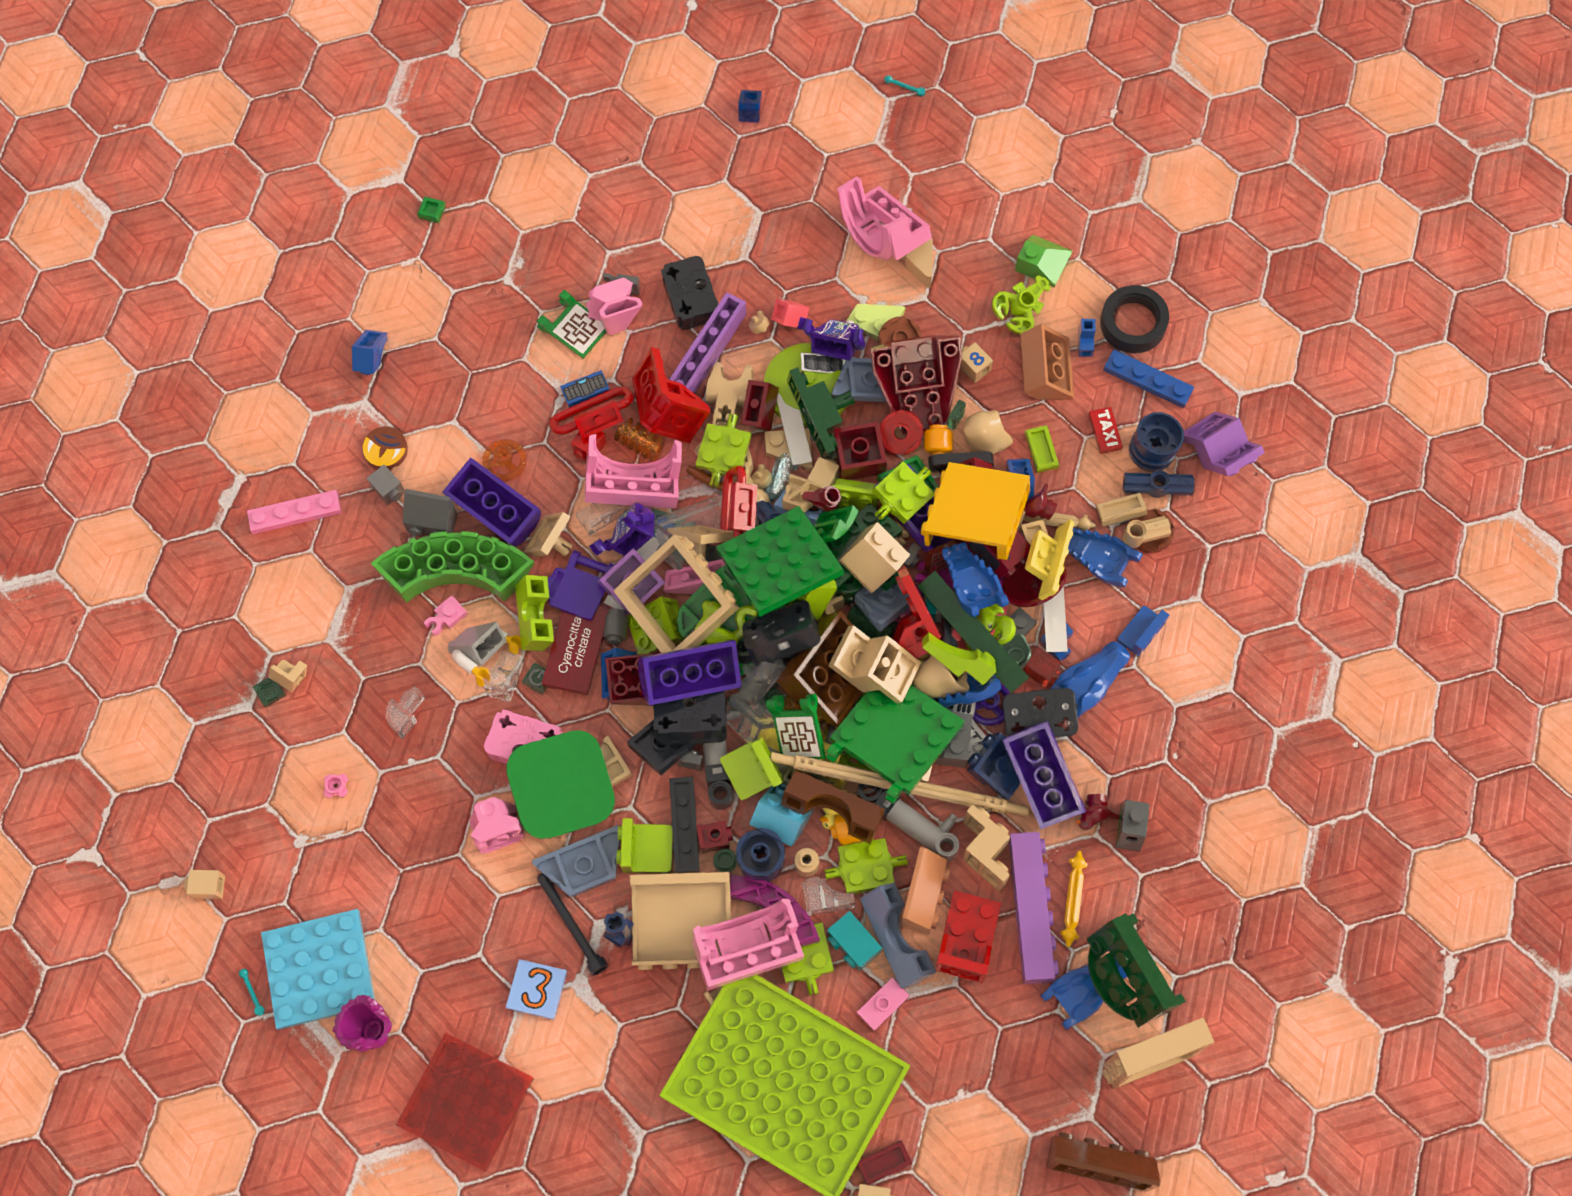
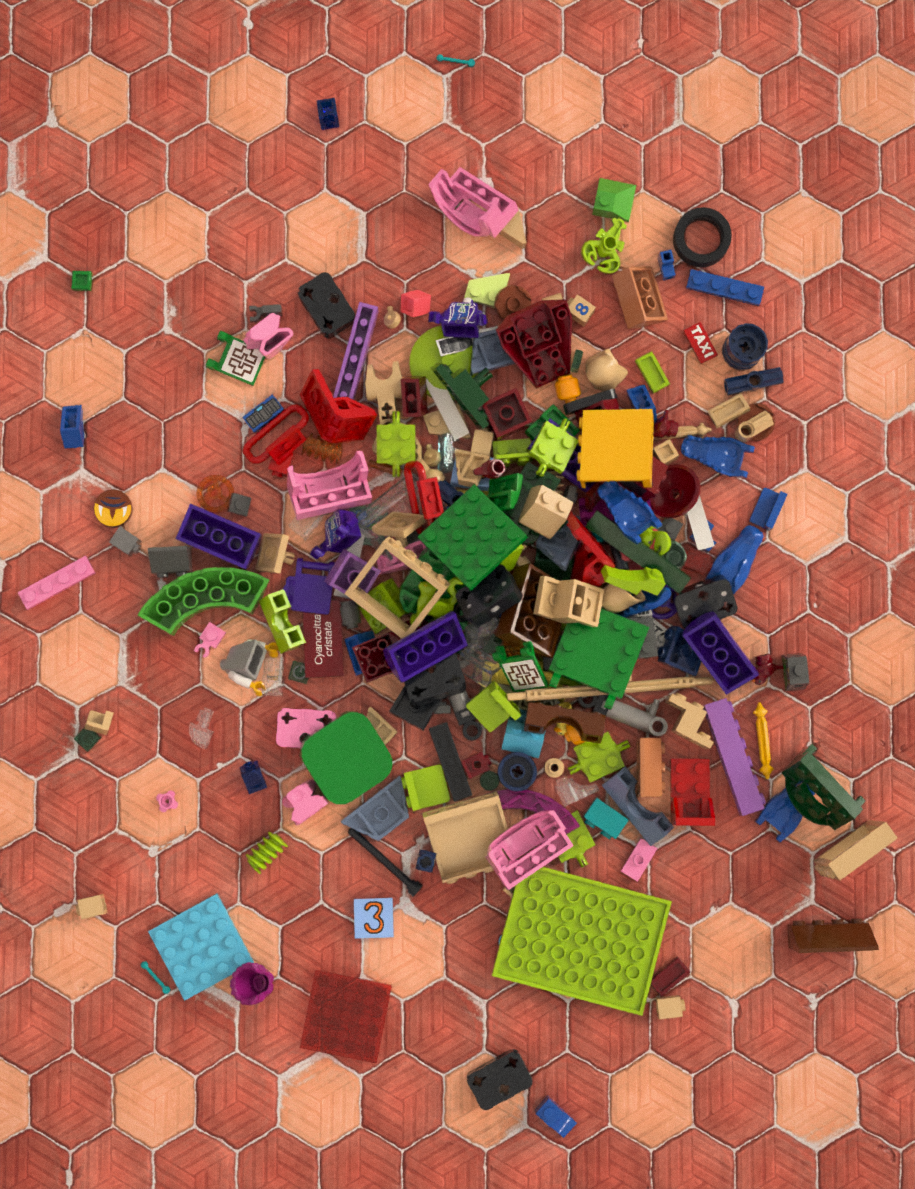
camera: 20 degrees left, 15 degrees up
(431, 873) = (266, 852): none -> lime piece
(444, 783) = (253, 776): none -> clear blue bracket
(527, 477) = (239, 504): none -> dark grey plate
(914, 432) = (531, 379): red tile -> none
(1048, 556) = (682, 473): light yellow bracket -> none
(1222, 444) = (798, 334): medium lavender bracket -> none

